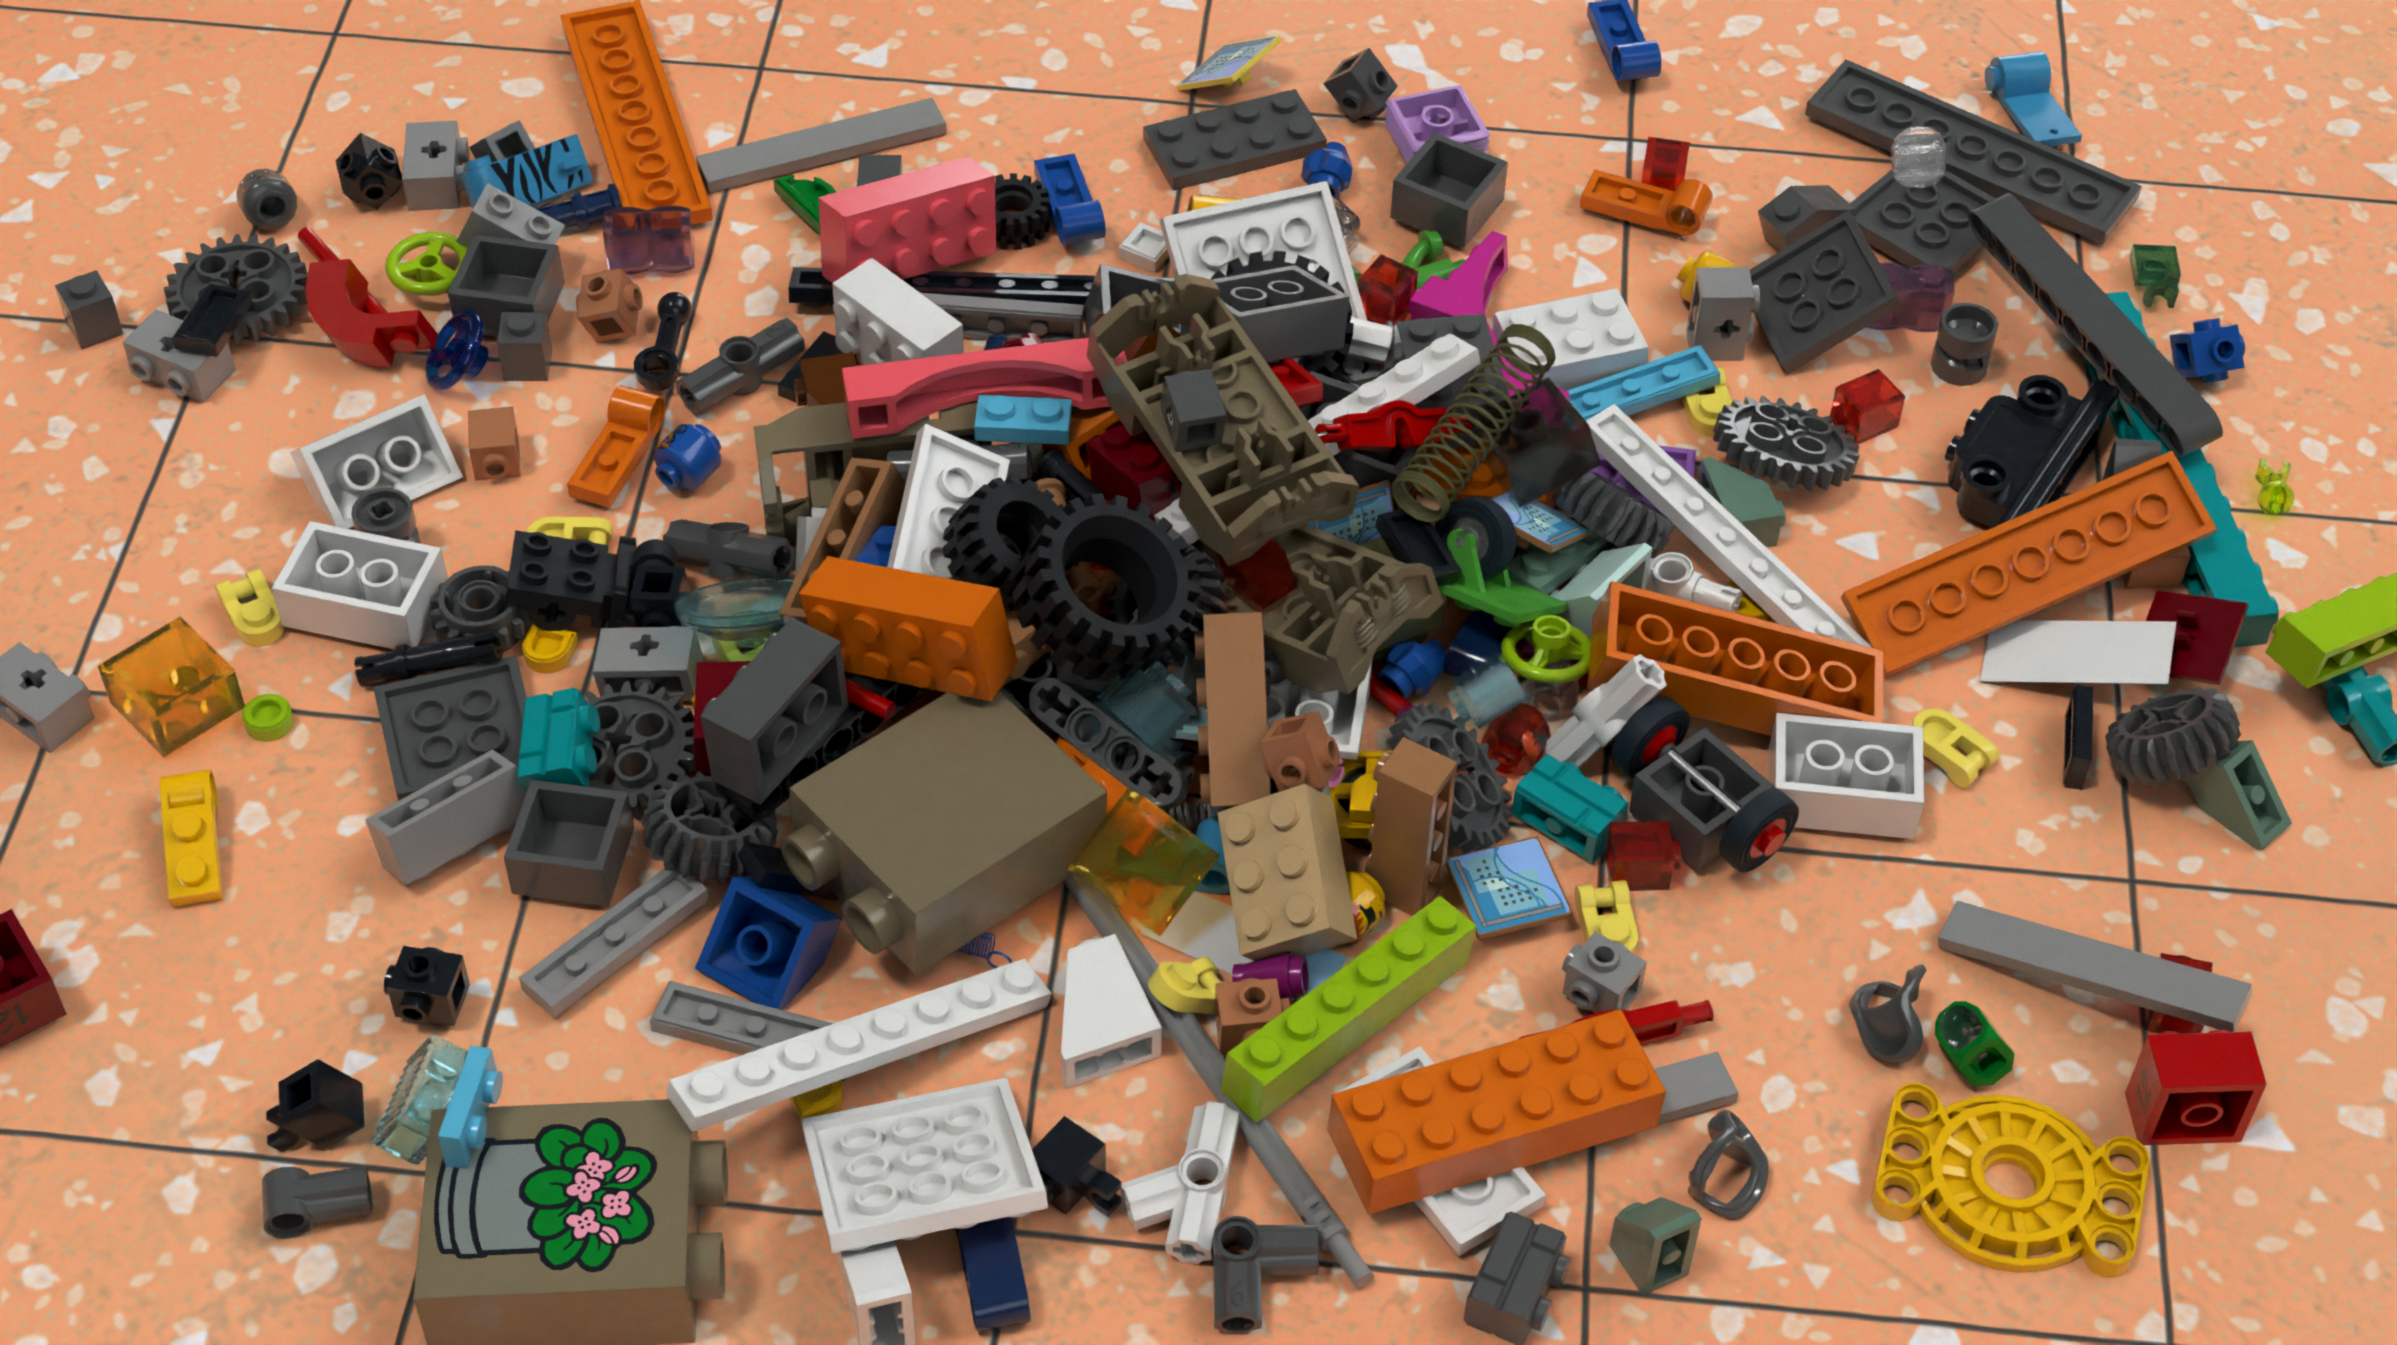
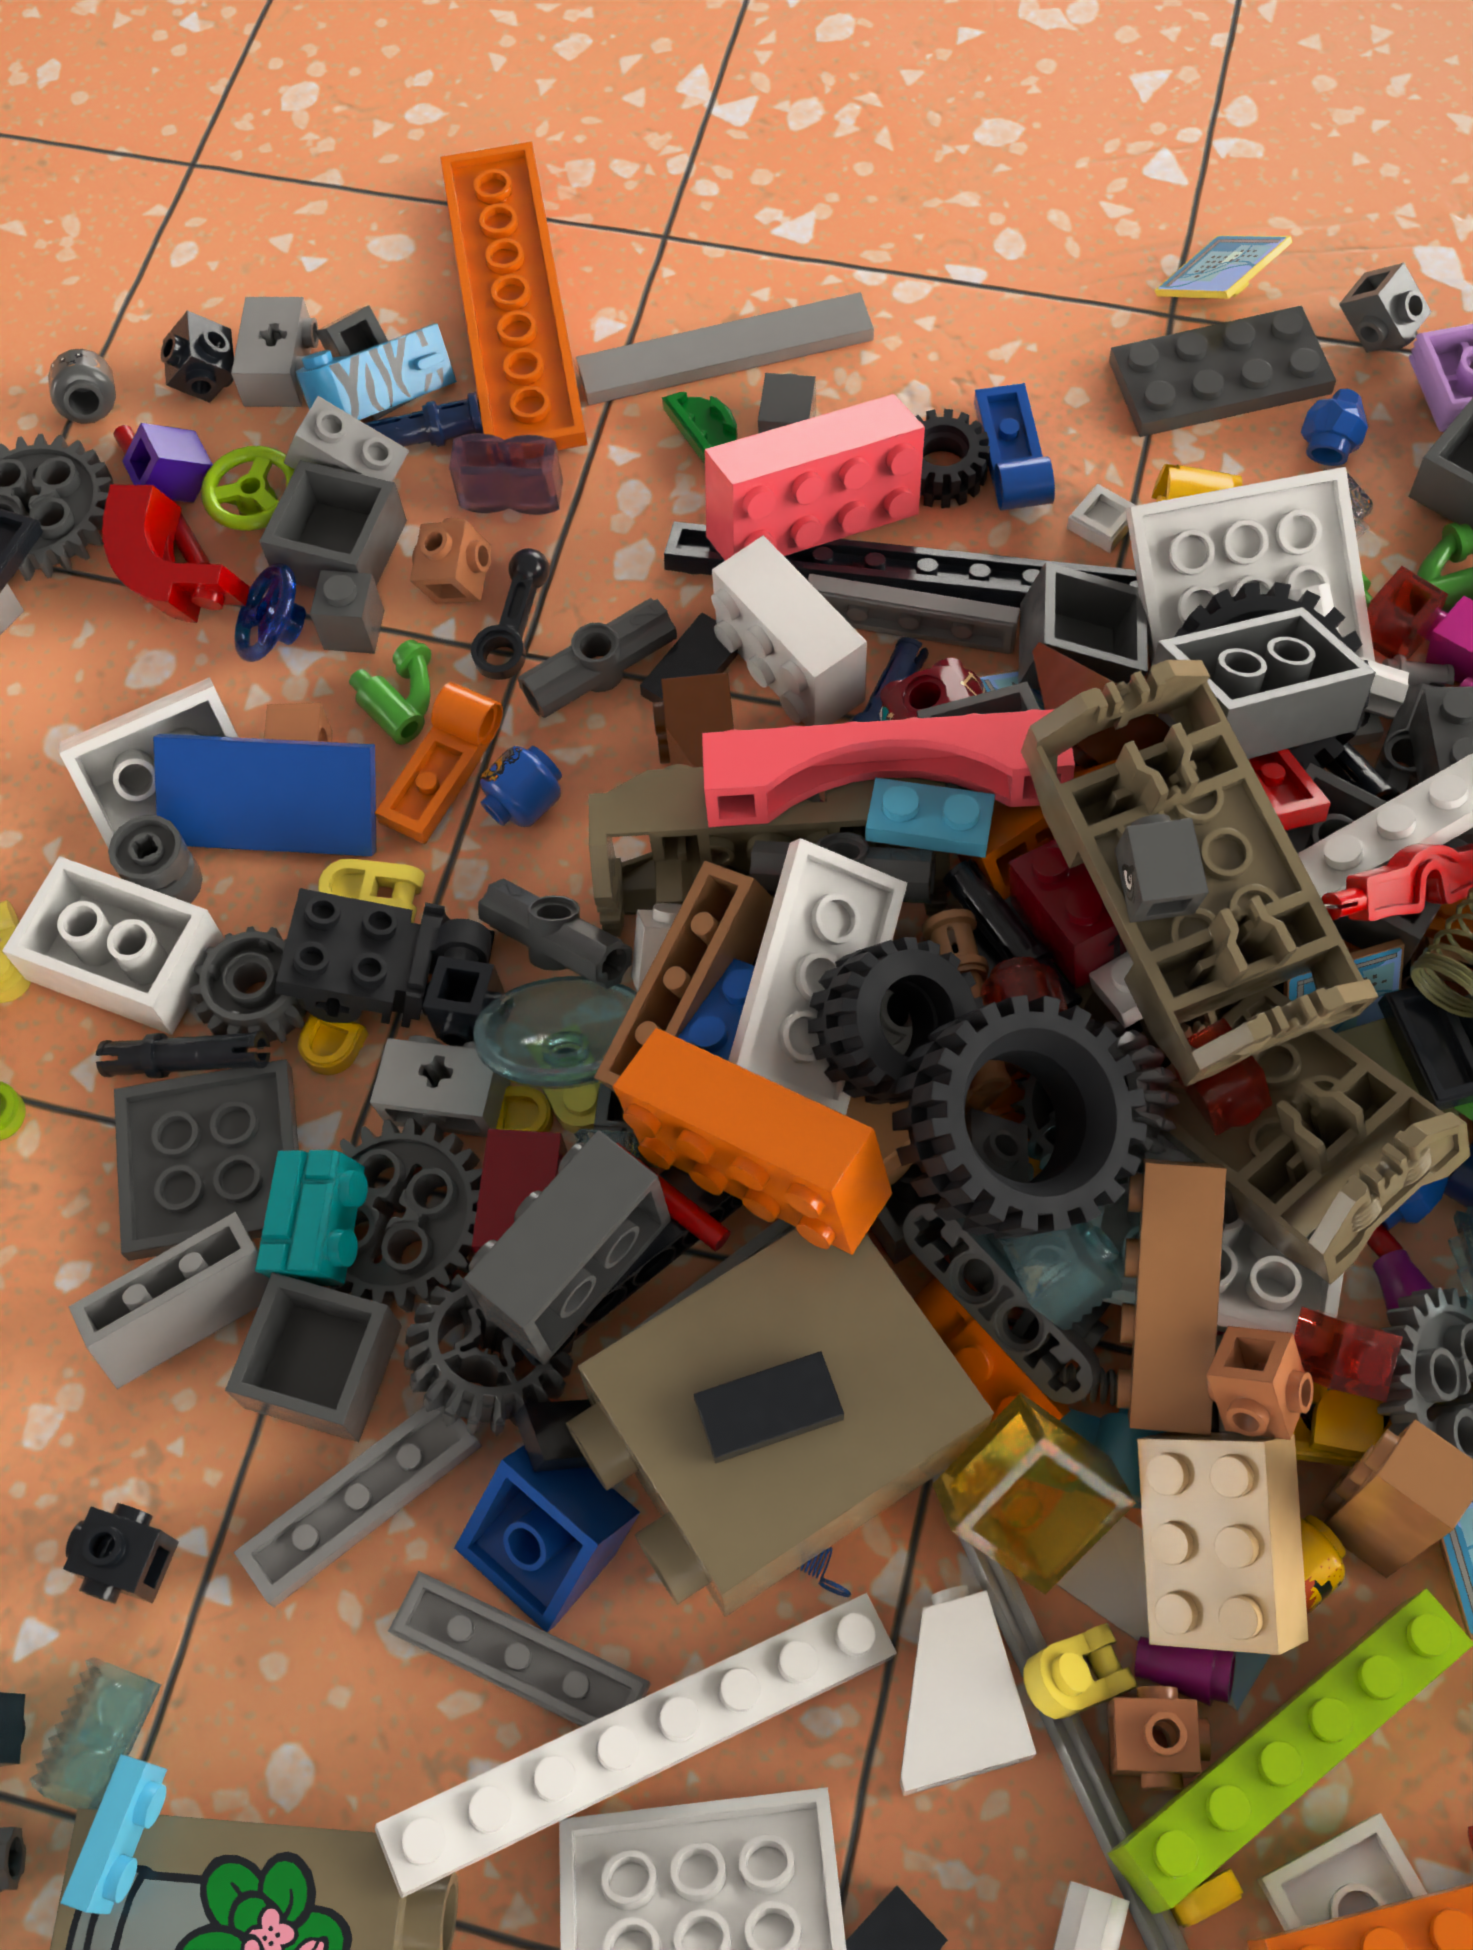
camera: 15 degrees right, 15 degrees up
(354, 241) = (168, 460): none -> dark purple brick
(478, 473) = (268, 793): none -> blue tile
(567, 414) = (385, 705): none -> bright green plant
(937, 796) = (768, 1407): none -> black tile
(1296, 1112) = (1208, 1899): none -> yellow tile
(1364, 736) = (1347, 1353): none -> clear red brick

